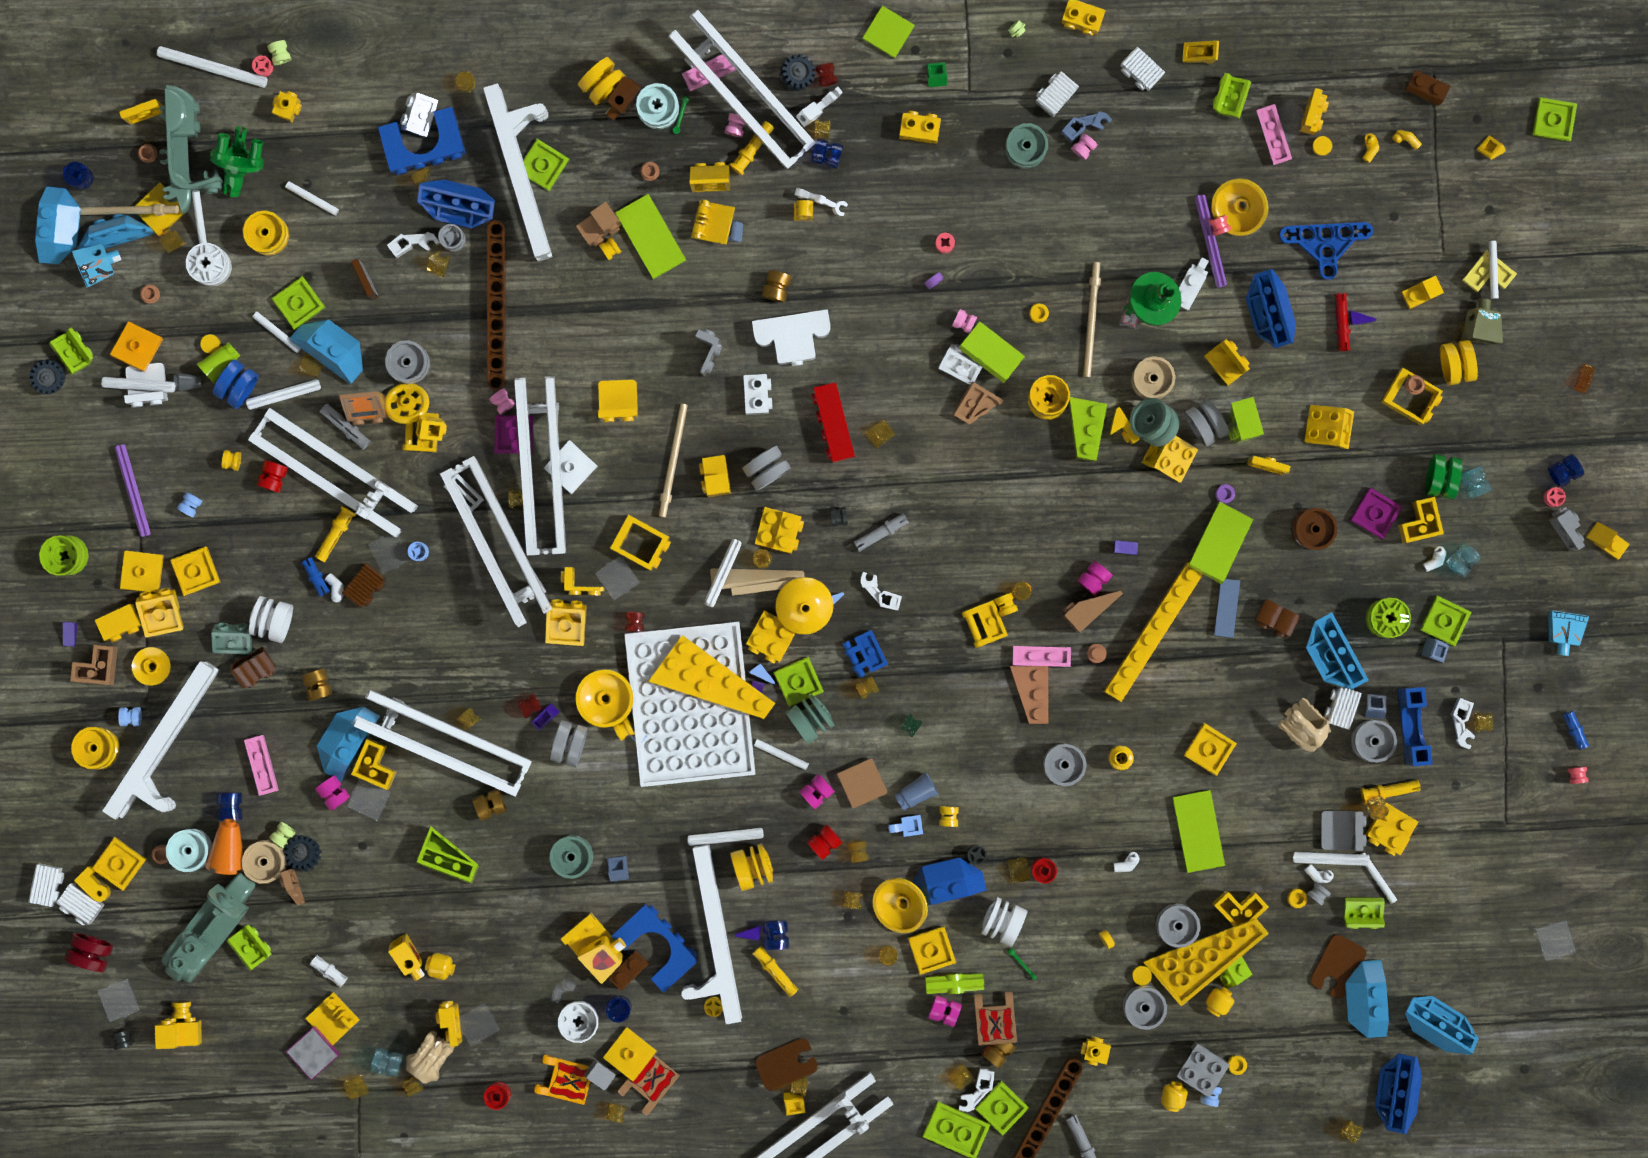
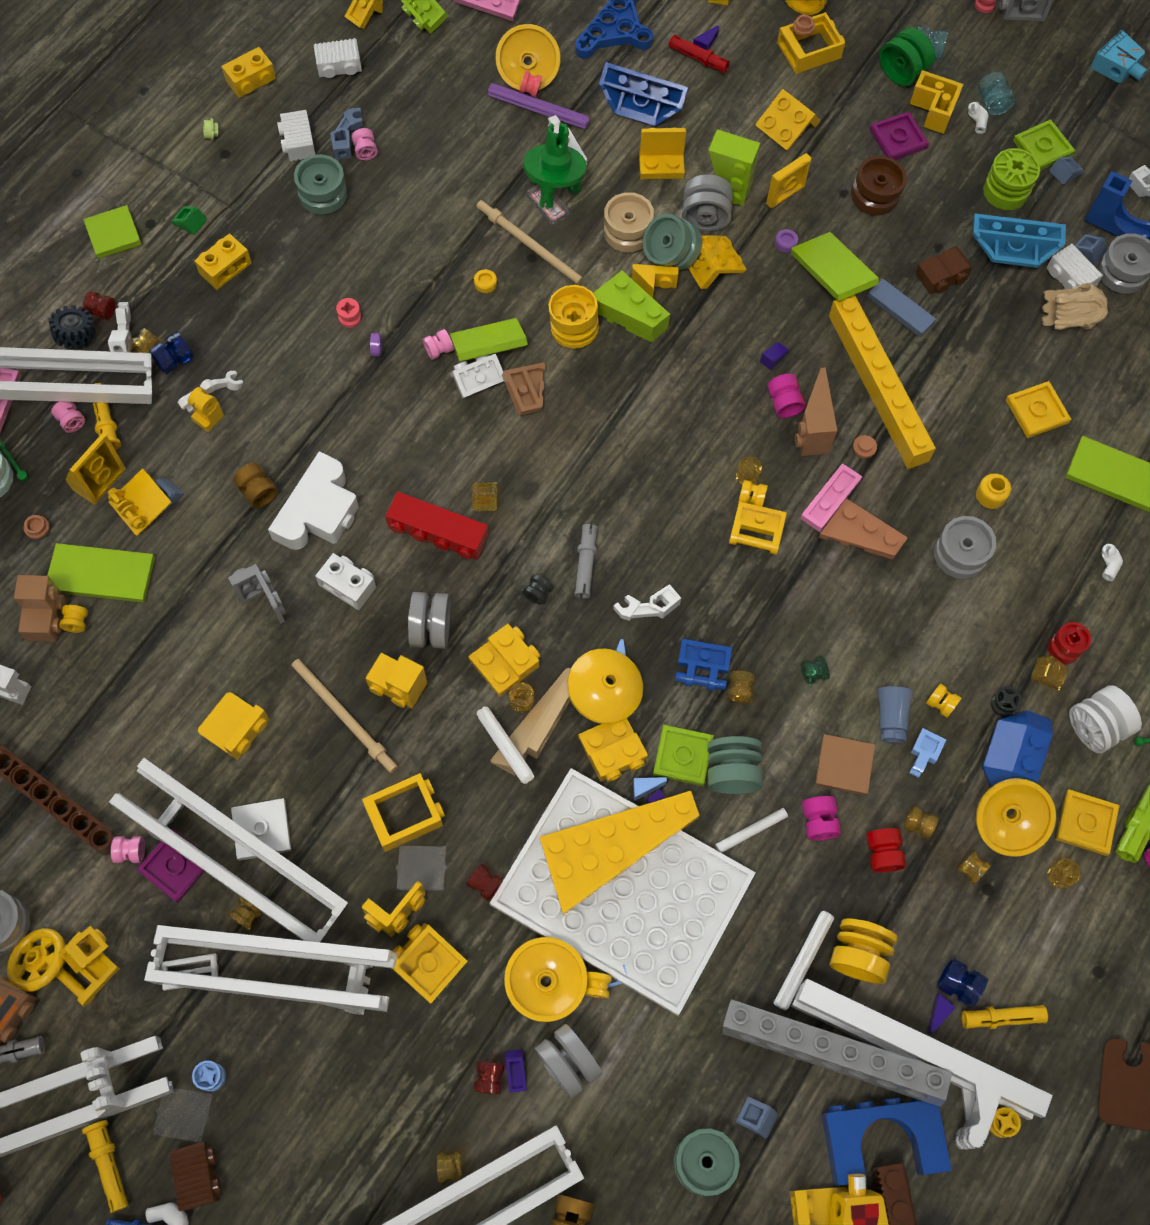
camera: 55 degrees left, 20 degrees down
(681, 888) = (837, 1053): none -> light grey brick

